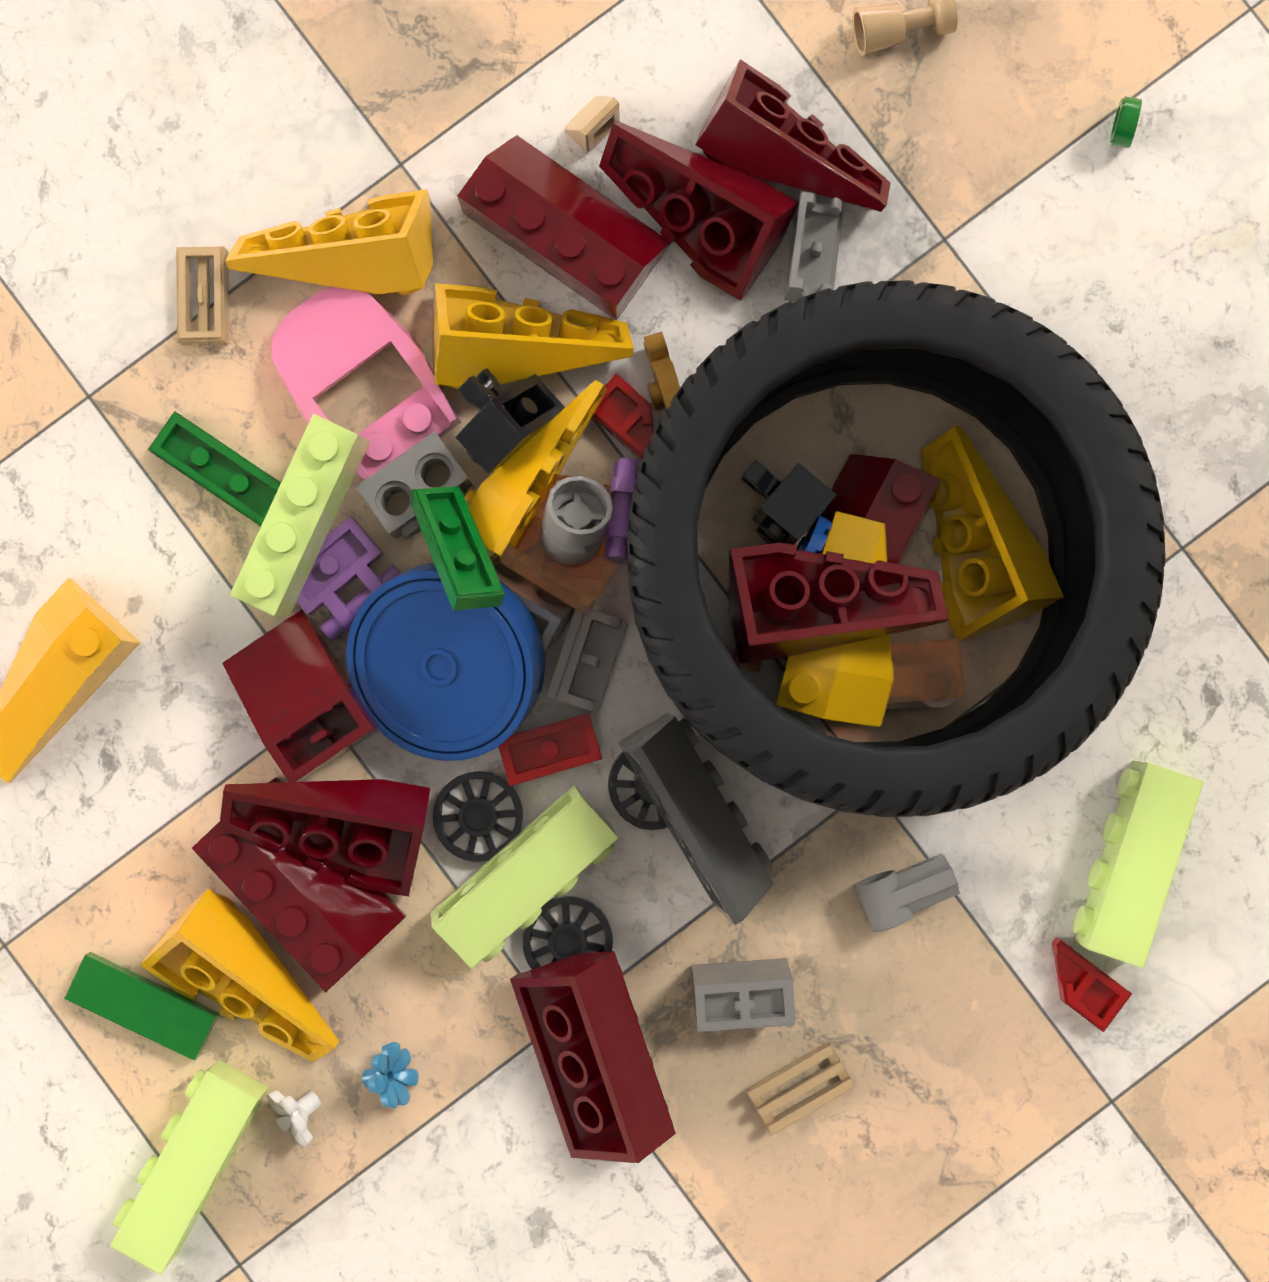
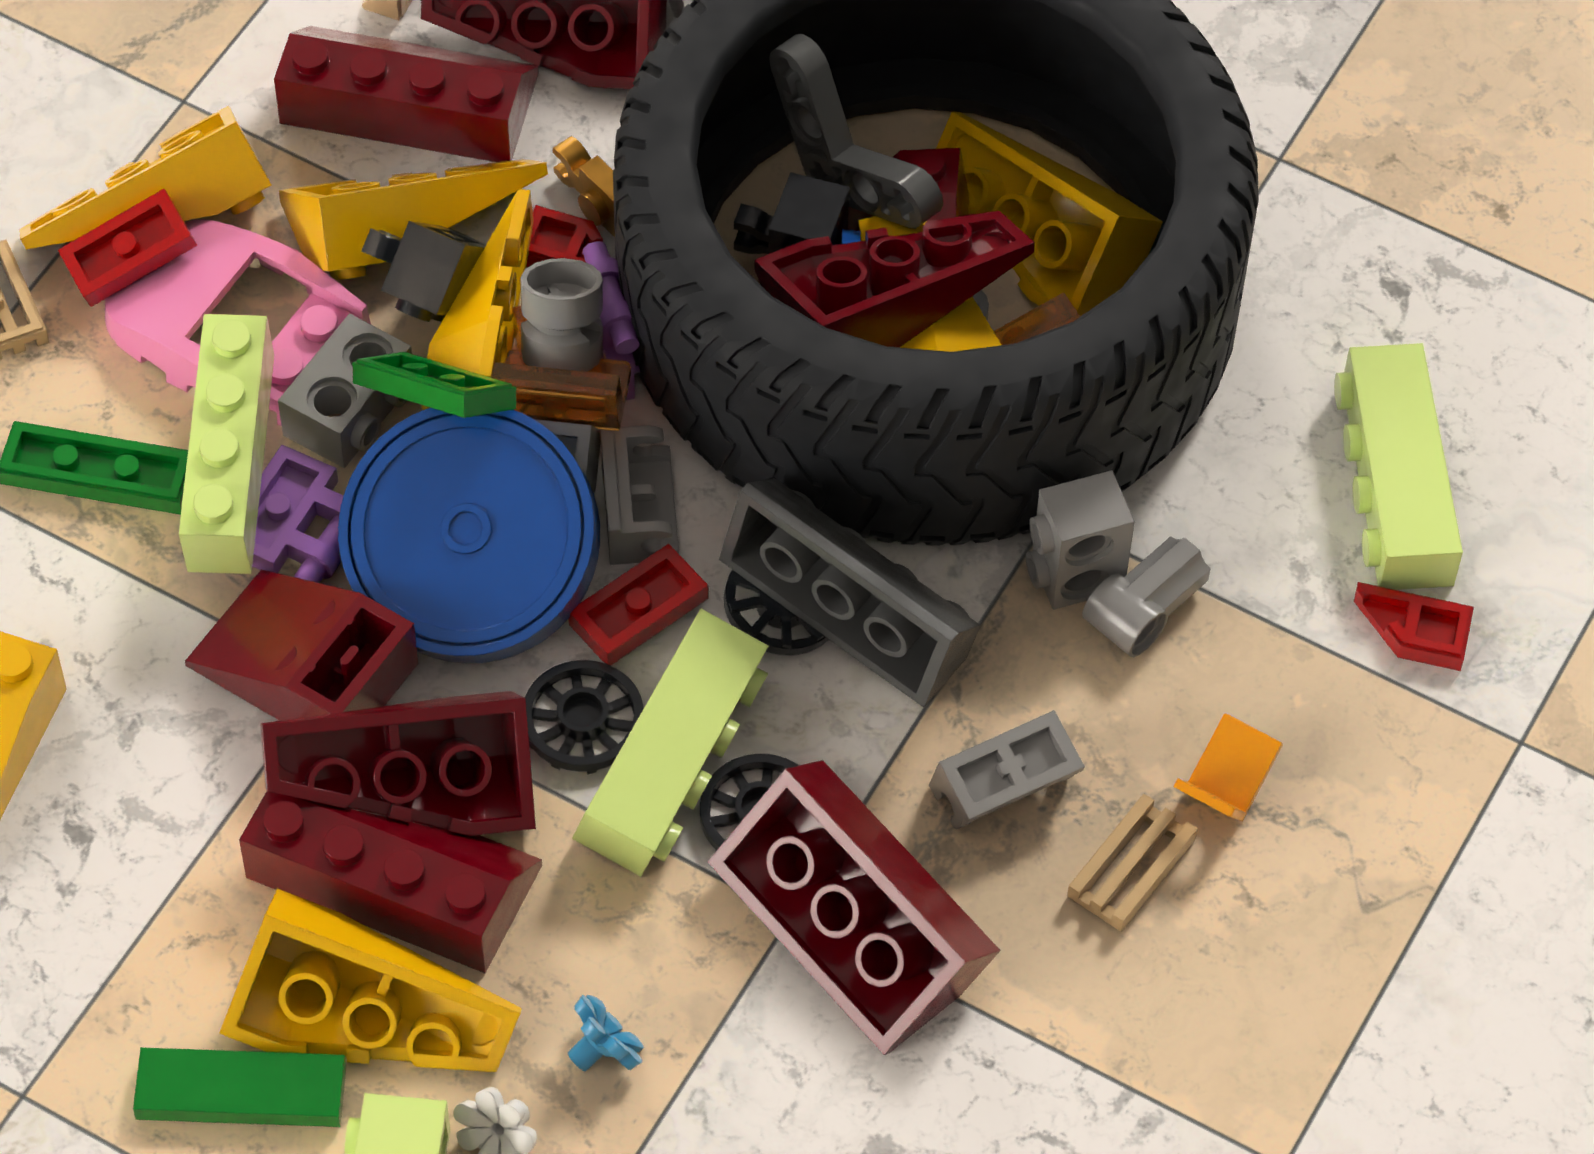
camera: 25 degrees left, 30 degrees down
(299, 301) = (127, 247): none -> red plate
(839, 453) = (826, 149): none -> dark grey beam
(876, 845) = (1079, 538): none -> light grey brick
(892, 1058) = (1232, 768): none -> light orange bracket

